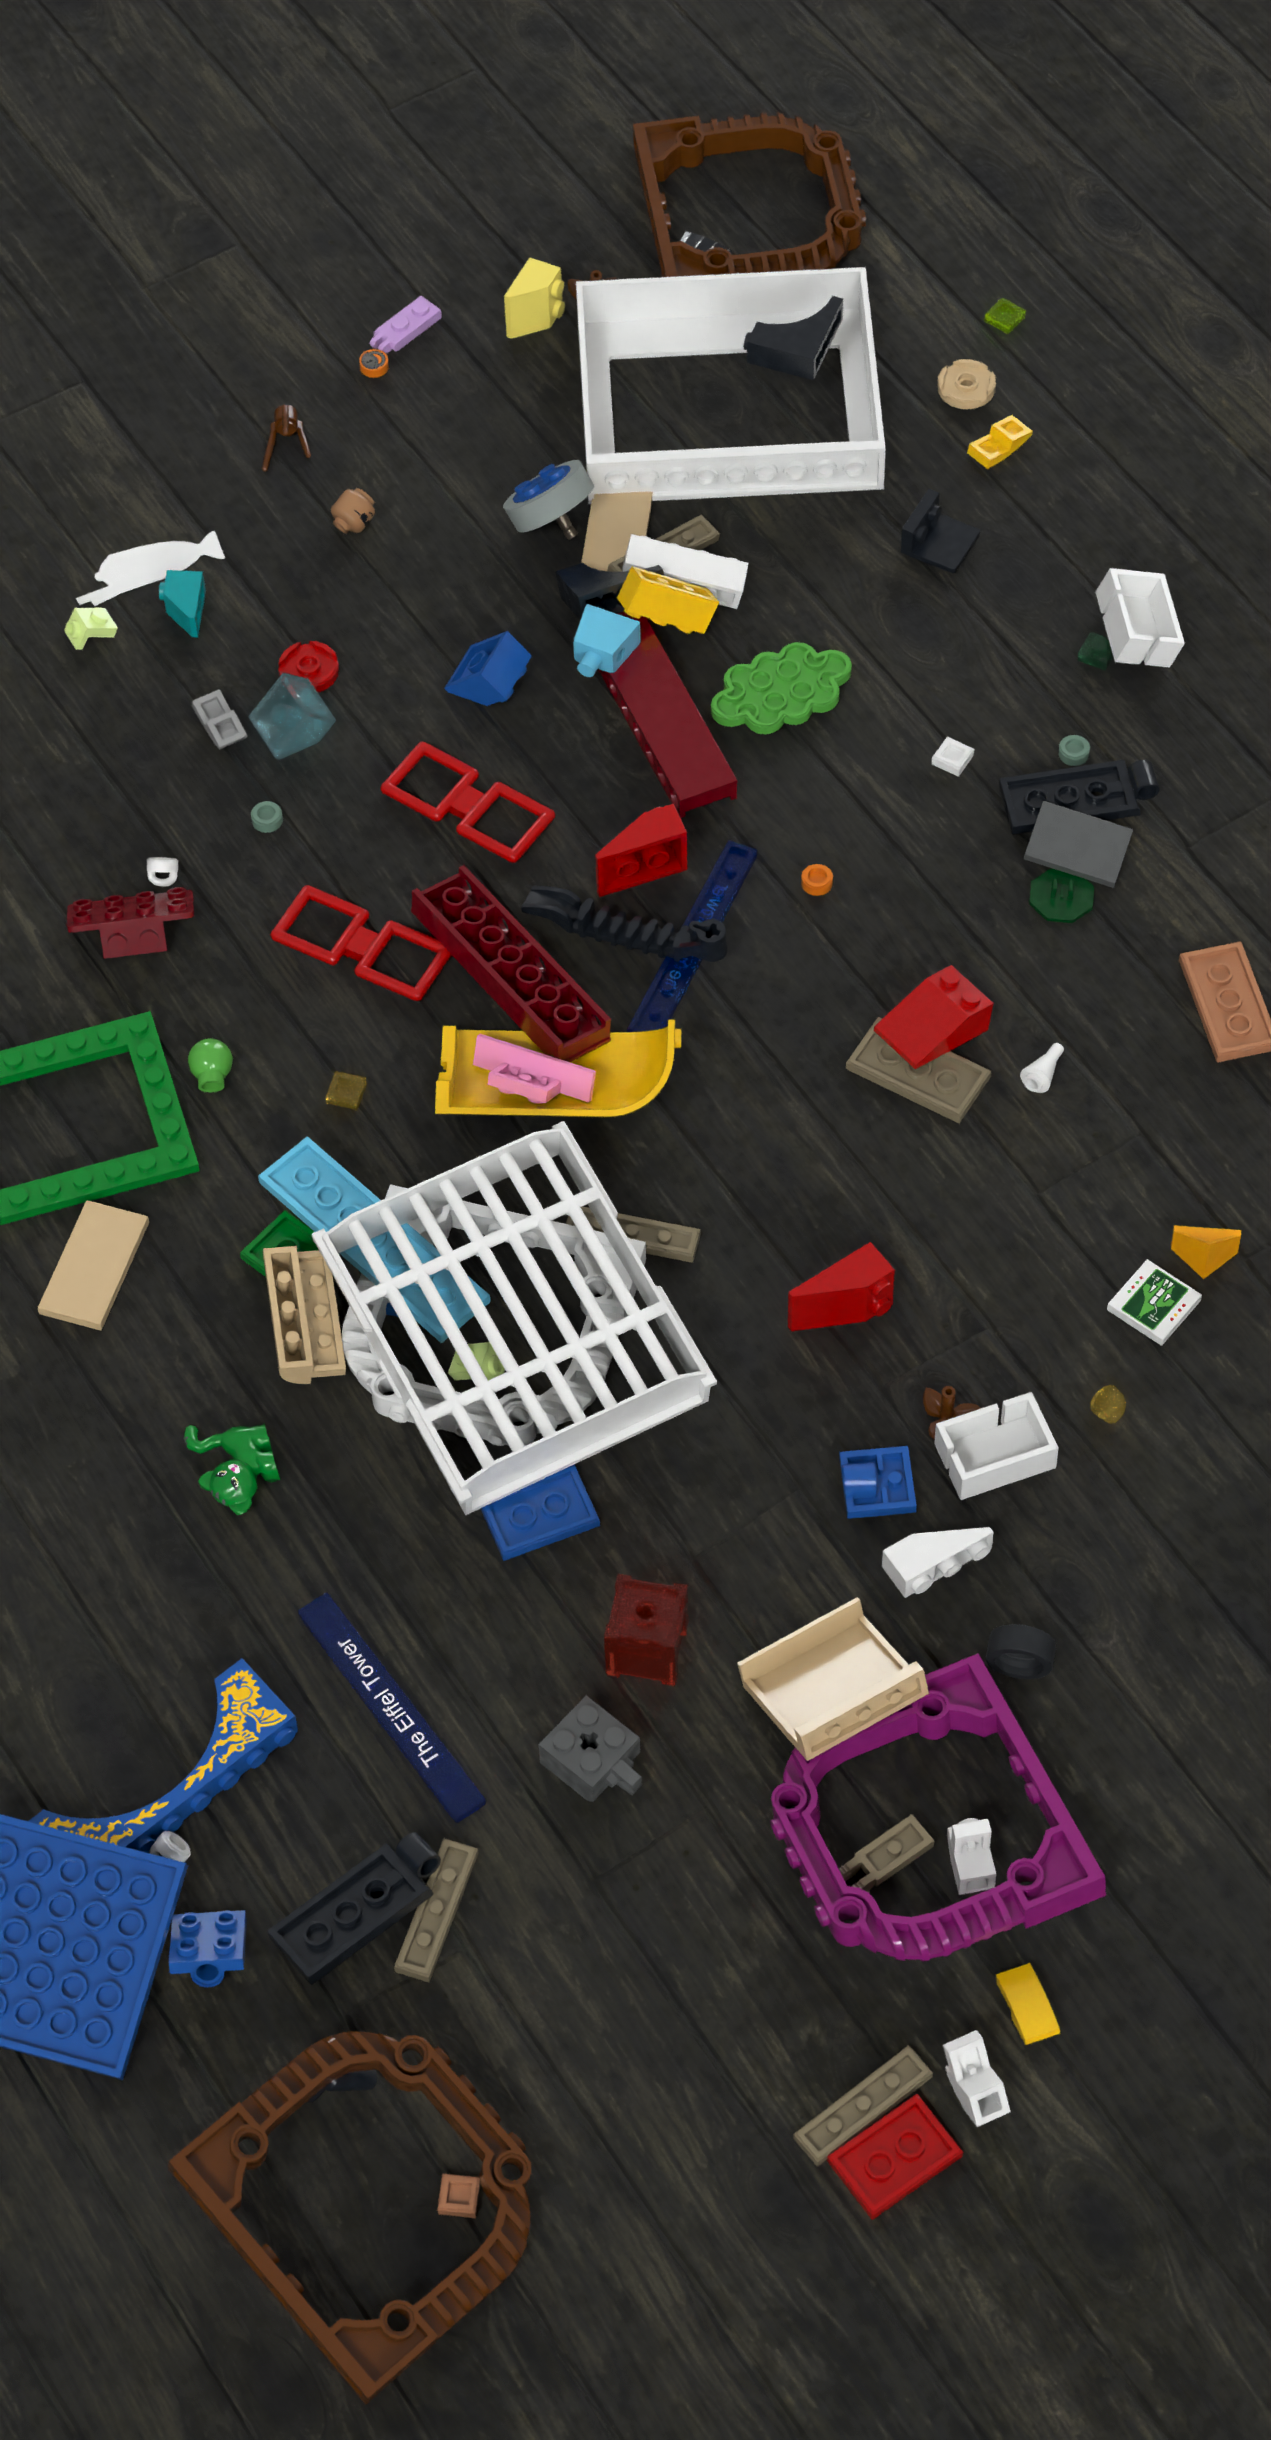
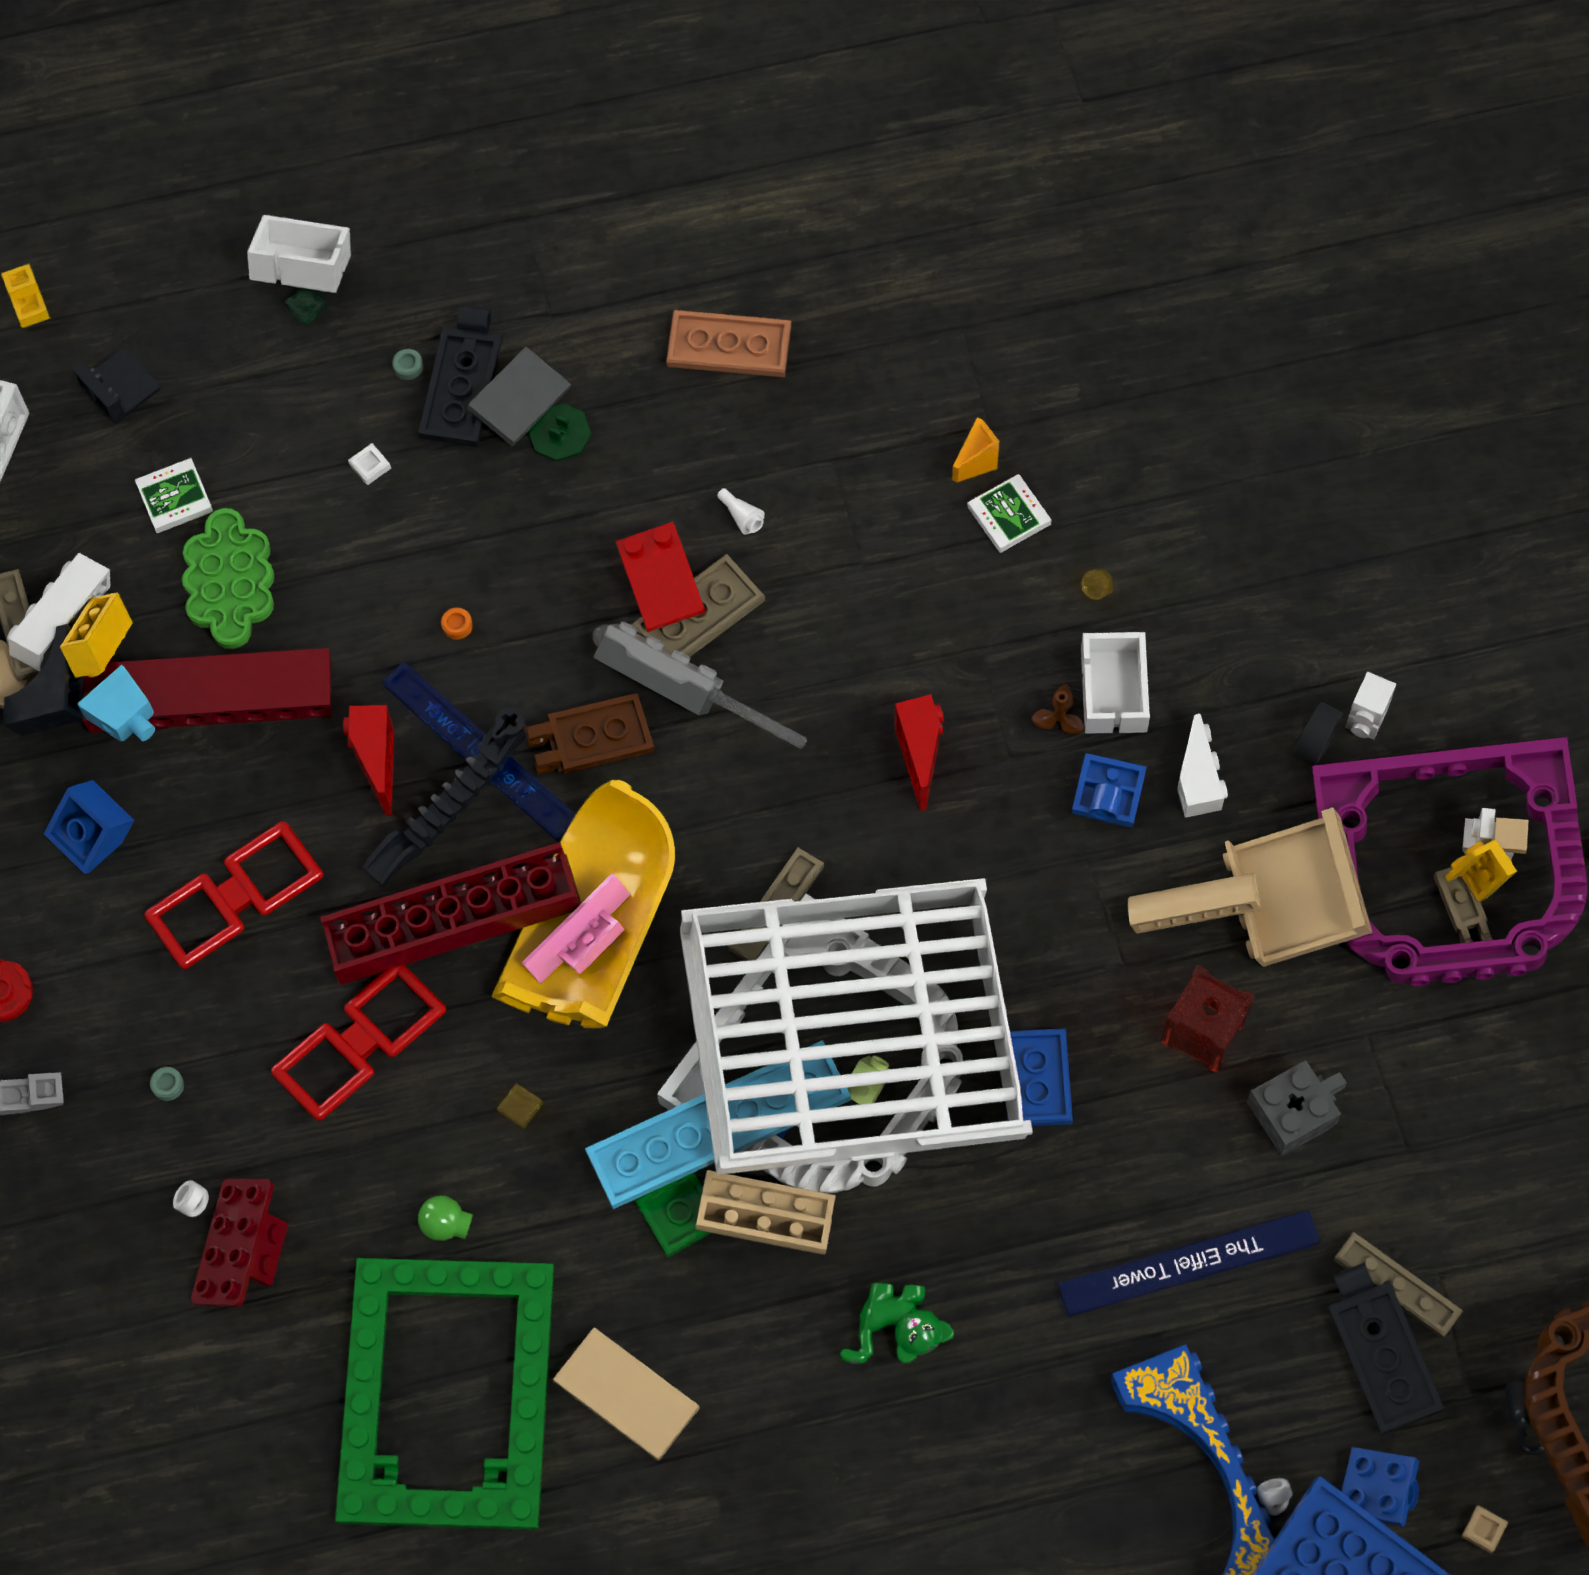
camera: 70 degrees left, 10 degrees up
(200, 2064) = (1484, 1529): none -> tan tile
(291, 716) = (60, 1023): clear light blue slope -> none
(746, 1023) = (592, 735): none -> reddish brown tile
(777, 1588) = (1194, 903): none -> tan brick
(832, 1065) = (675, 676): none -> piece
(848, 620) = (174, 495): none -> tile
(928, 1833) = (1483, 869): none -> yellow bracket
(965, 1853) = (1512, 834): none -> tan tile
(1072, 1691) = (1370, 706): none -> white piece

